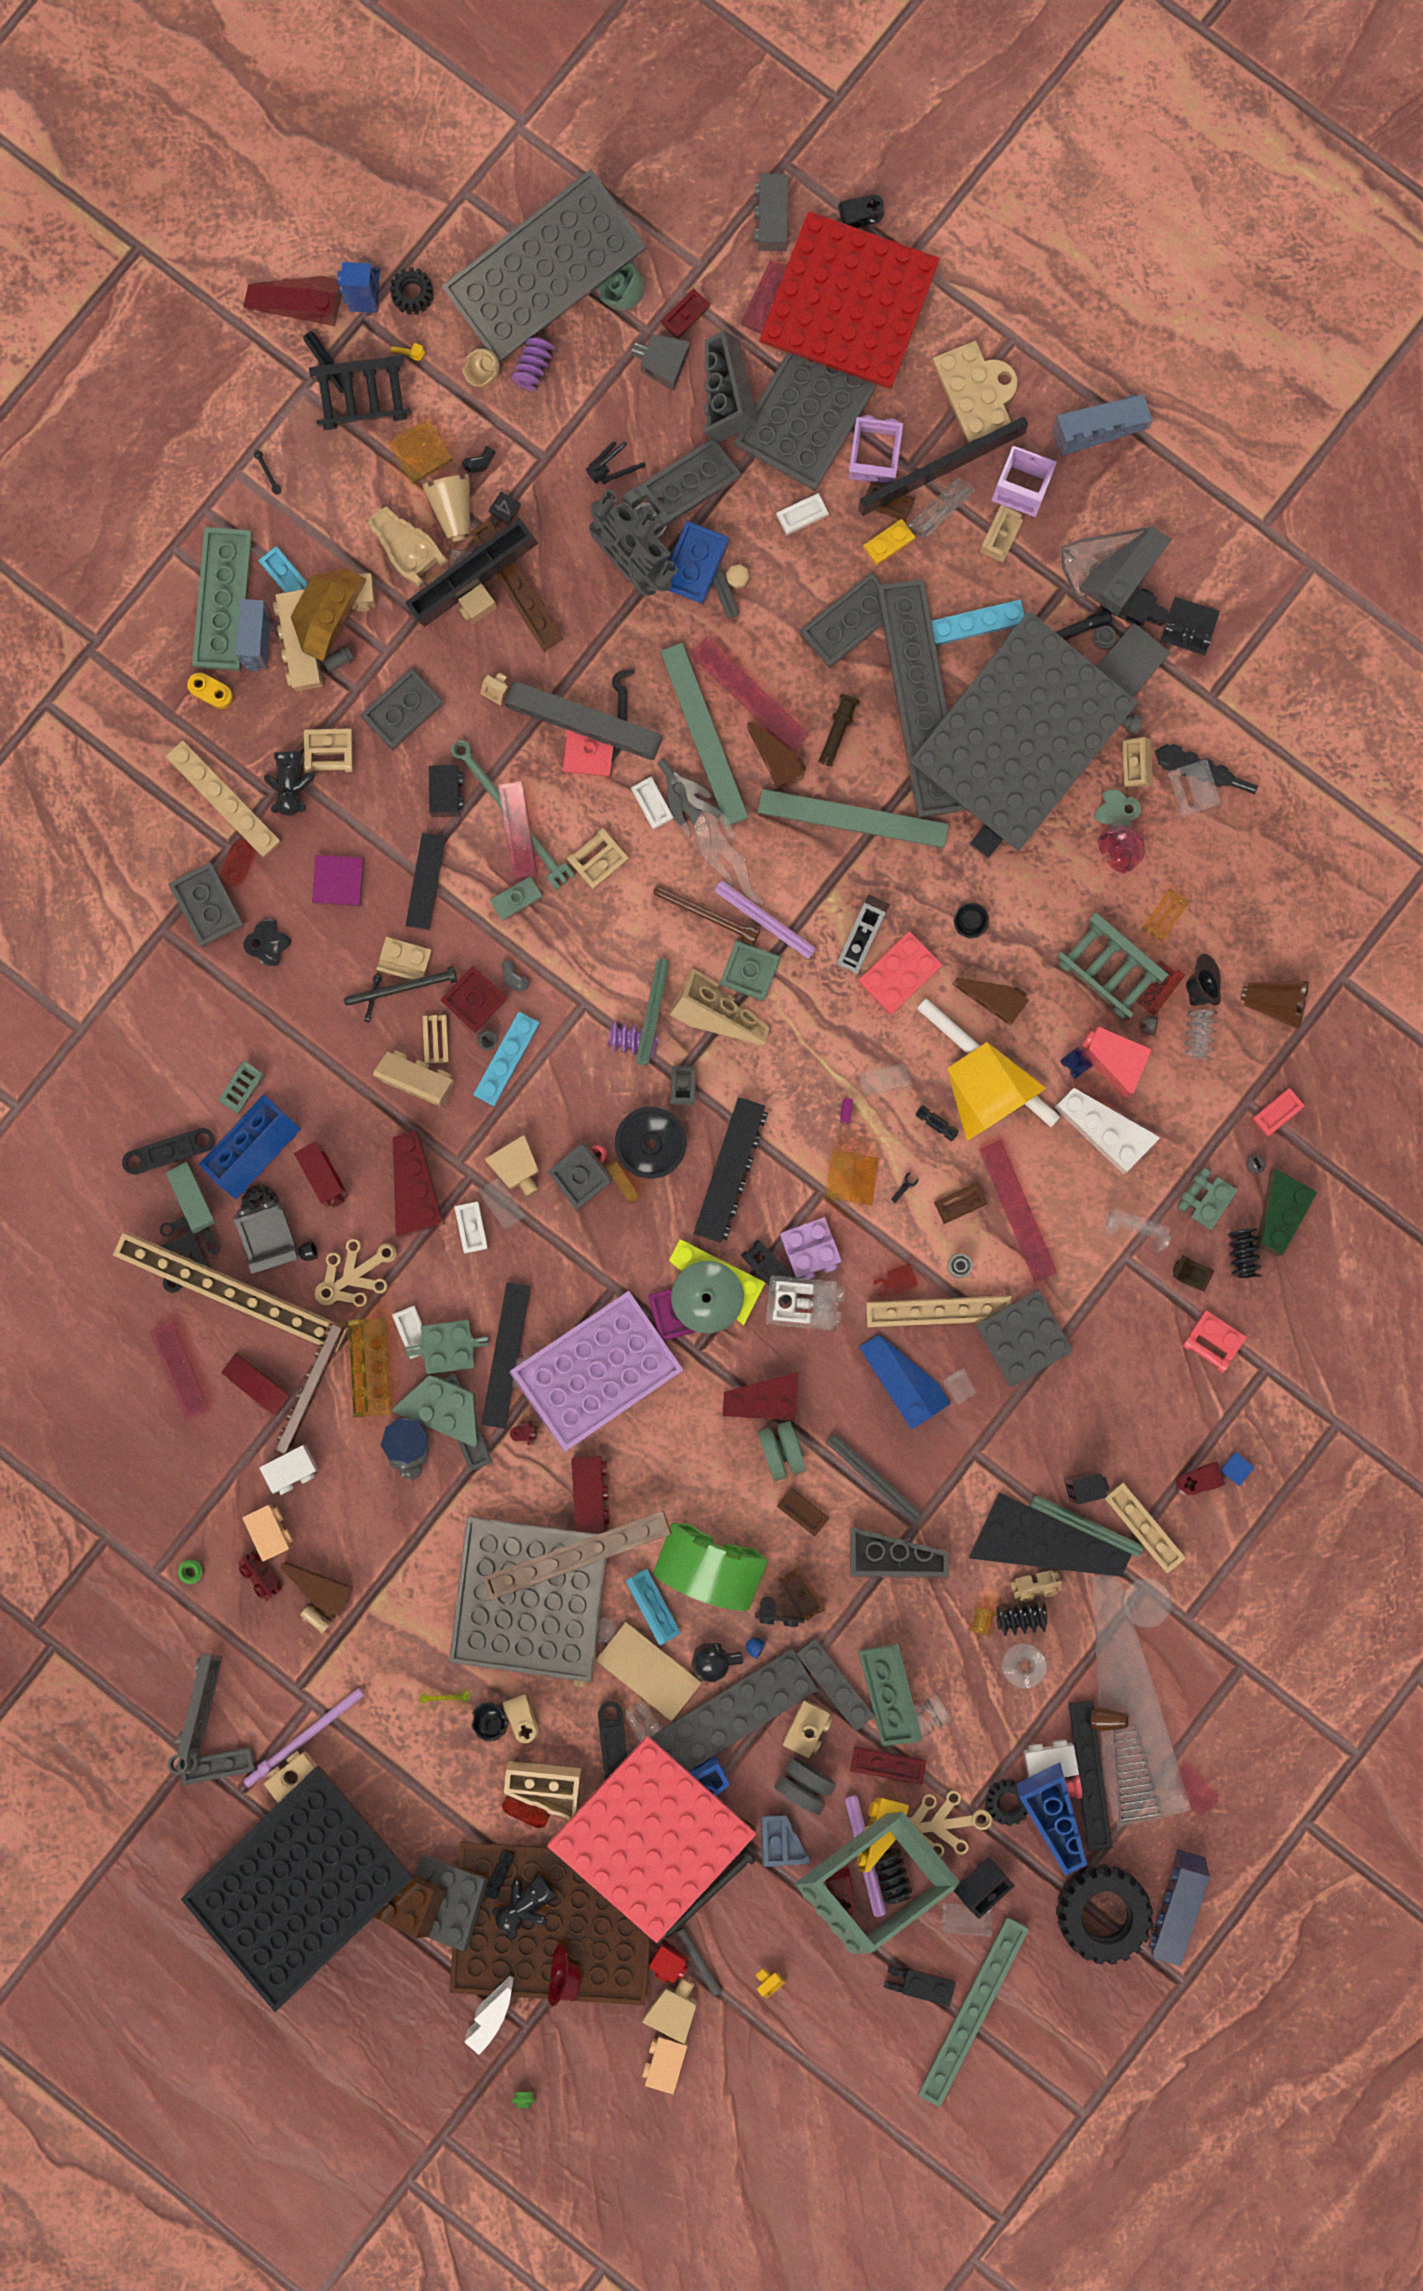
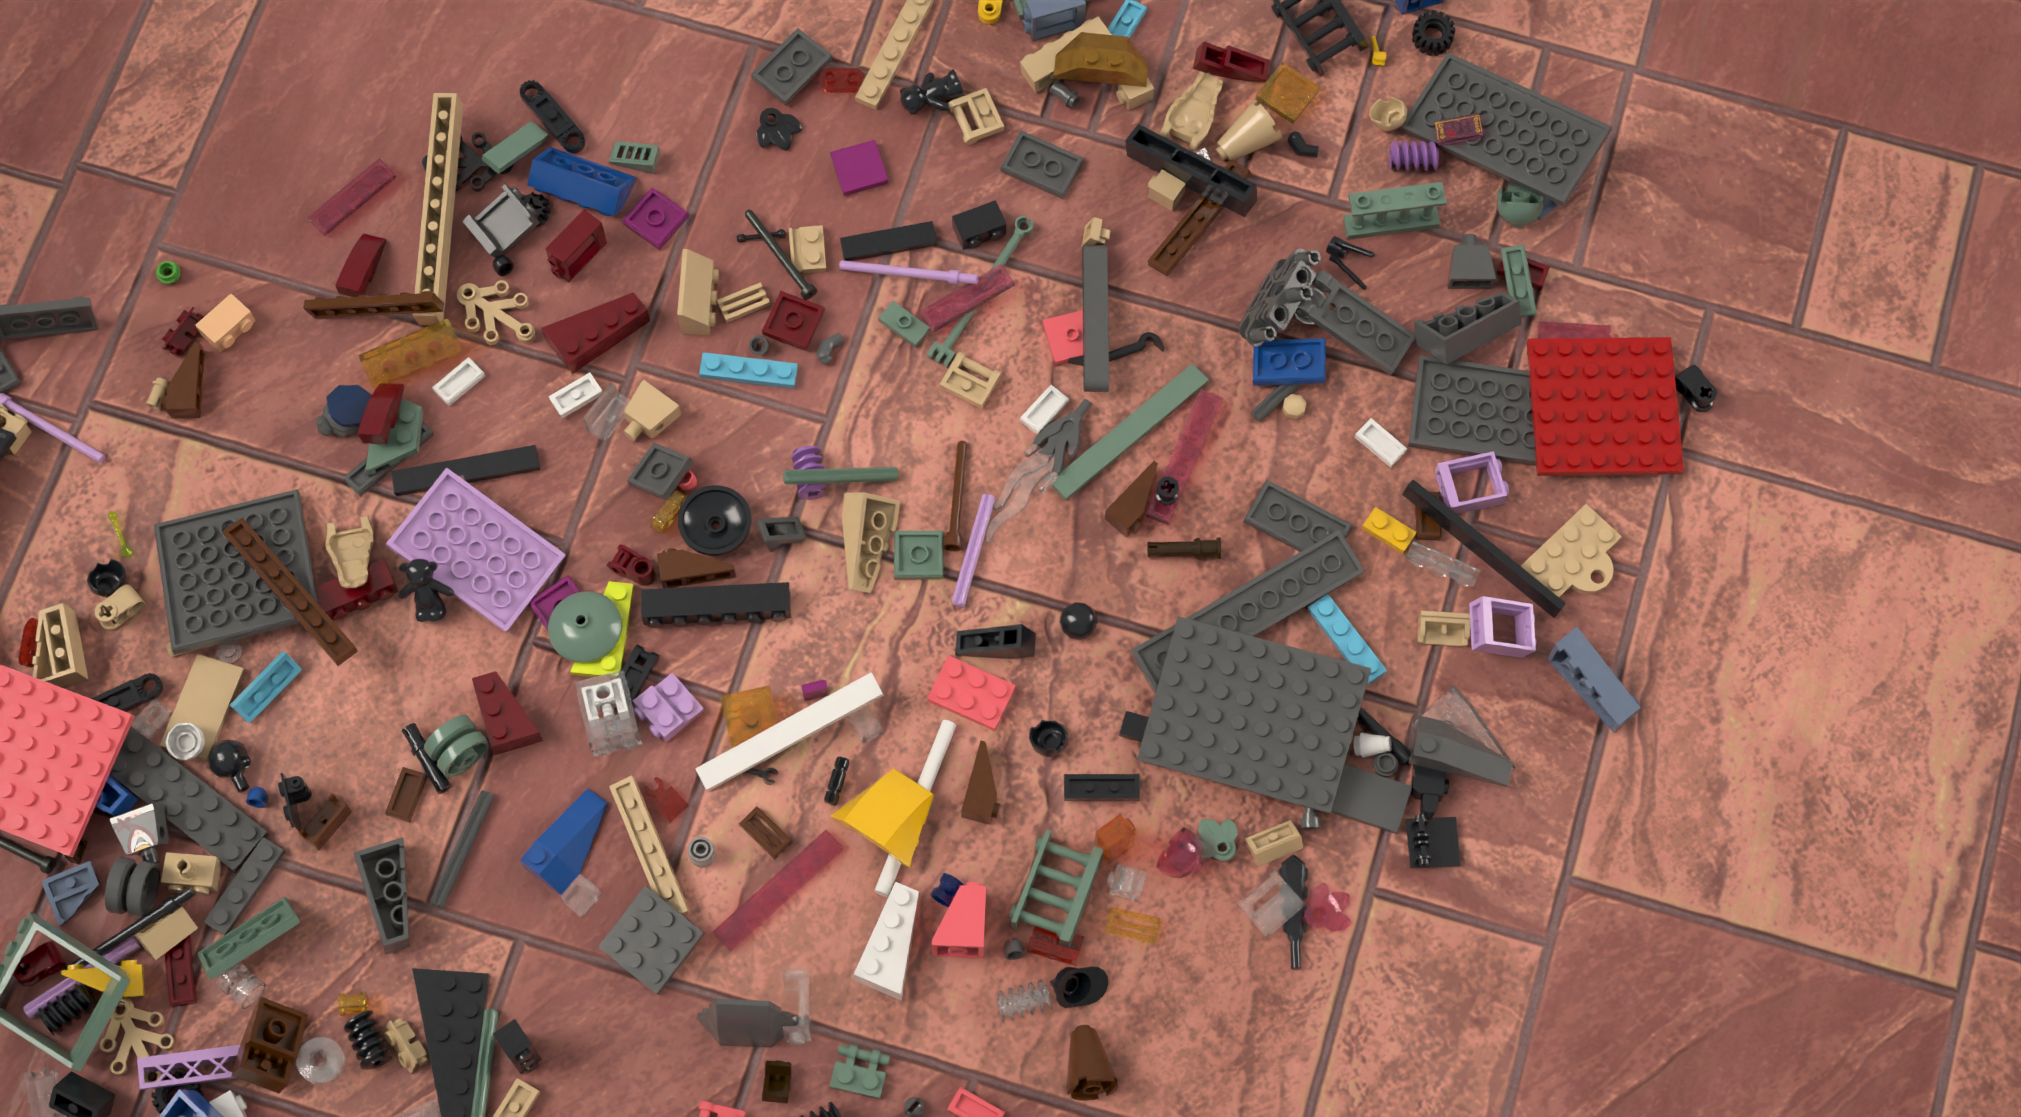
camera: 65 degrees right, 15 degrees down
(289, 1469) = (291, 320): white brick -> none
(315, 1090) = (655, 218): none -> magenta tile
(368, 491) = (1230, 63): none -> dark red slope
(426, 1413) = (381, 413): none -> dark red slope
(447, 1346) = (454, 414): sand green plate -> none
(493, 834) = (952, 276): none -> lavender bar
(504, 508) = (1268, 182): black tile -> none
(524, 1433) = (394, 509): dark red hinge -> none
(528, 309) = (1458, 129): none -> clear pink tile
(553, 1487) = (351, 552): none -> tan animal
(586, 403) = (1394, 210): none -> sand green fence
(622, 1429) = (427, 599): none -> black piece
(660, 1235) = (628, 563): none -> dark red piece
(682, 1696) = (185, 741): none -> white hair
(683, 1186) = (687, 568): none -> reddish brown slope
(694, 321) = (1518, 278): none -> sand green tile
(708, 1570) = (317, 726): bright green panel -> none
(752, 1761) = (142, 831): none -> torso
(767, 1484) = (417, 743): none -> black pin
(771, 212) = (1656, 309): dark grey brick -> none
(782, 731) = (1161, 494): none -> black bush
(837, 1756) = (169, 905): none -> black bar
(853, 818) = (1105, 595): sand green tile -> none
(853, 1767) = (166, 932): none -> tan hinge
(868, 852) = (1078, 620): none -> black hair
(880, 1147) = (789, 732): none -> white tile
(983, 1777) = (188, 1060): none -> lavender fence
(996, 1705) = (270, 1045): none -> reddish brown slope
(1032, 892) = (1101, 787): none -> black plate
(1085, 640) = (1370, 744): none -> white cone
(1089, 897) = (1115, 837): none -> clear orange brick
(1128, 904) = (1126, 883): none -> clear brick
(1133, 1284) = (745, 1022): none -> dark grey wedge
(1215, 738) = (1331, 908): none -> clear pink plate

